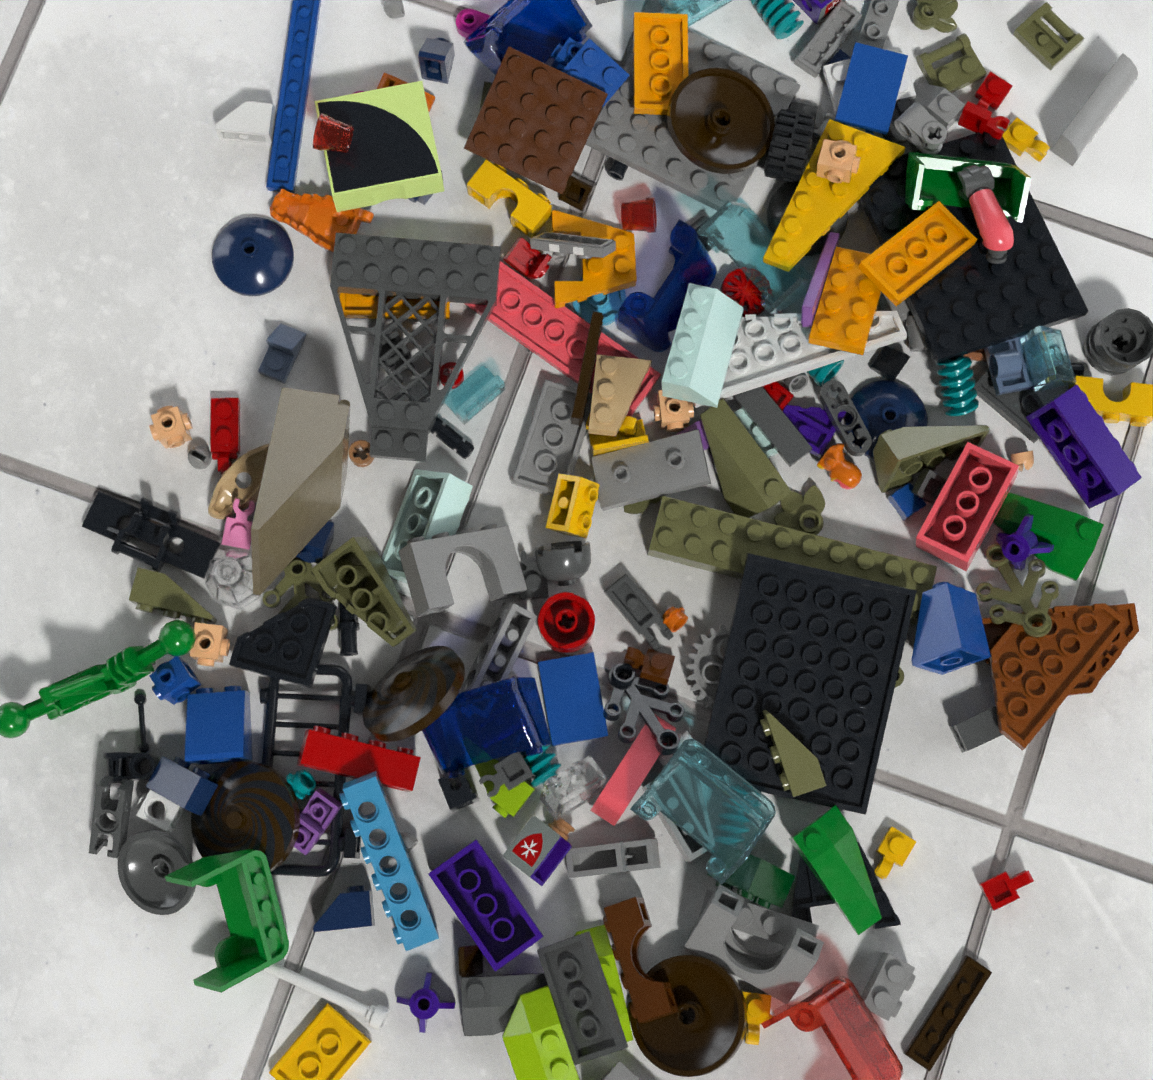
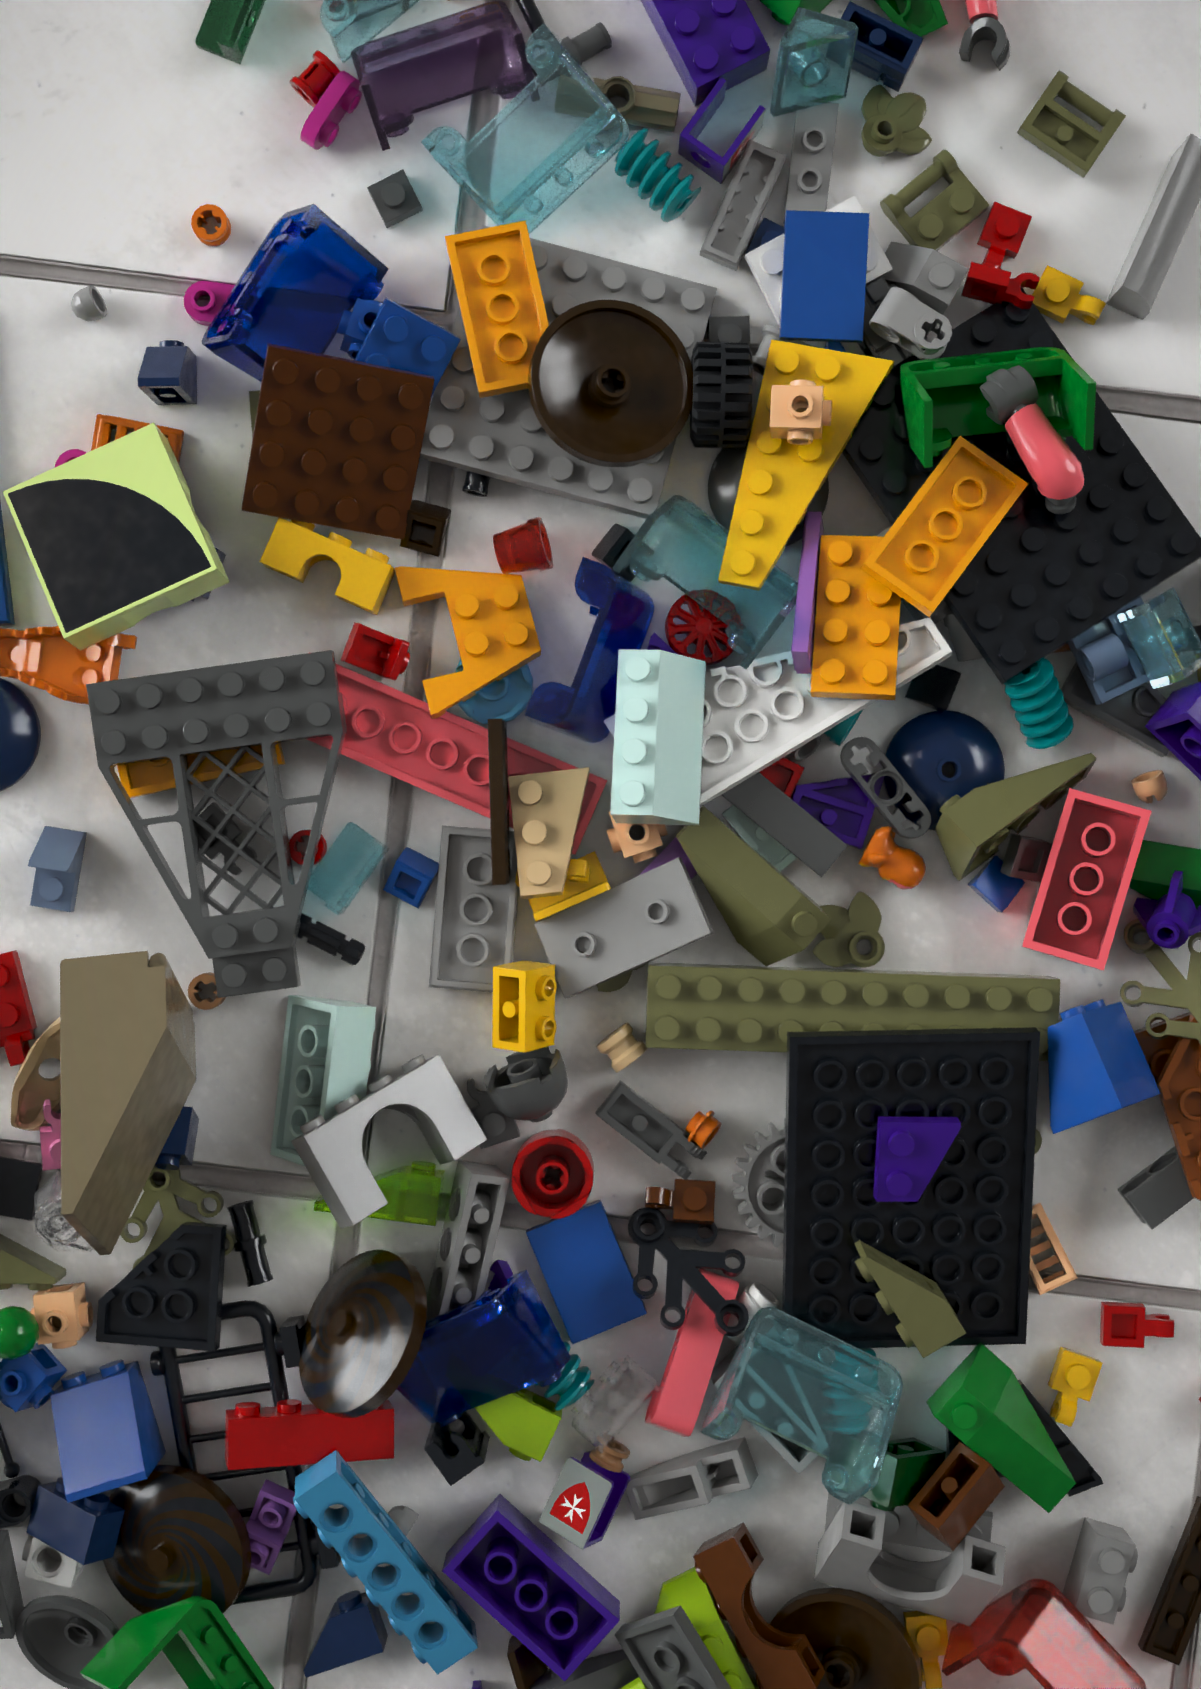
camera: 10 degrees left, 10 degrees up
(302, 783) = (238, 1485): teal plate -> none
(332, 135) = (39, 546): clear red piece -> none
(363, 585) = (257, 1186): olive wedge -> none
(465, 617) = (411, 1194): none -> clear neon green slope
(510, 771) = (520, 1410): dark grey plate -> none
(515, 410) = (411, 877): none -> blue slope
(566, 244) = (437, 620): light grey plate -> none
(631, 551) = (621, 1047): none -> tan wheel
(796, 899) = (956, 1496): none -> reddish brown brick
(812, 654) = (910, 1154): none -> dark purple wing
(904, 773) = (1057, 1279): none -> light nougat slope
(939, 818) = (1128, 1325): none -> red plate

